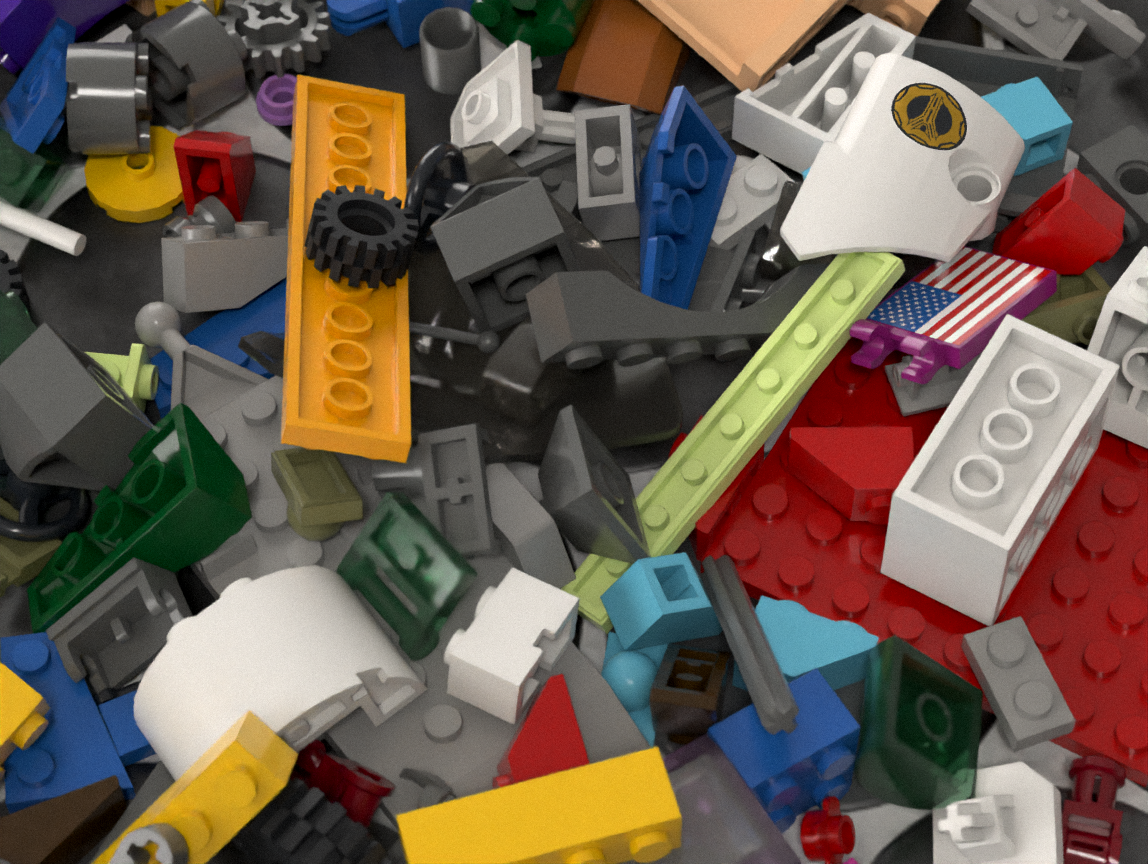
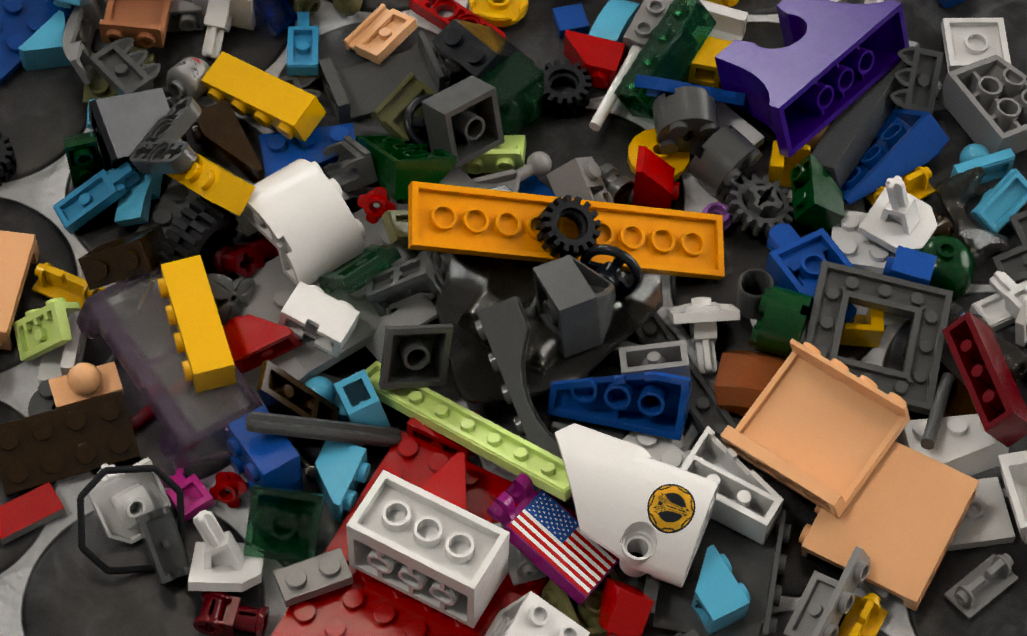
camera: 85 degrees right, 0 degrees up
(250, 551) = (377, 195): none -> red plate

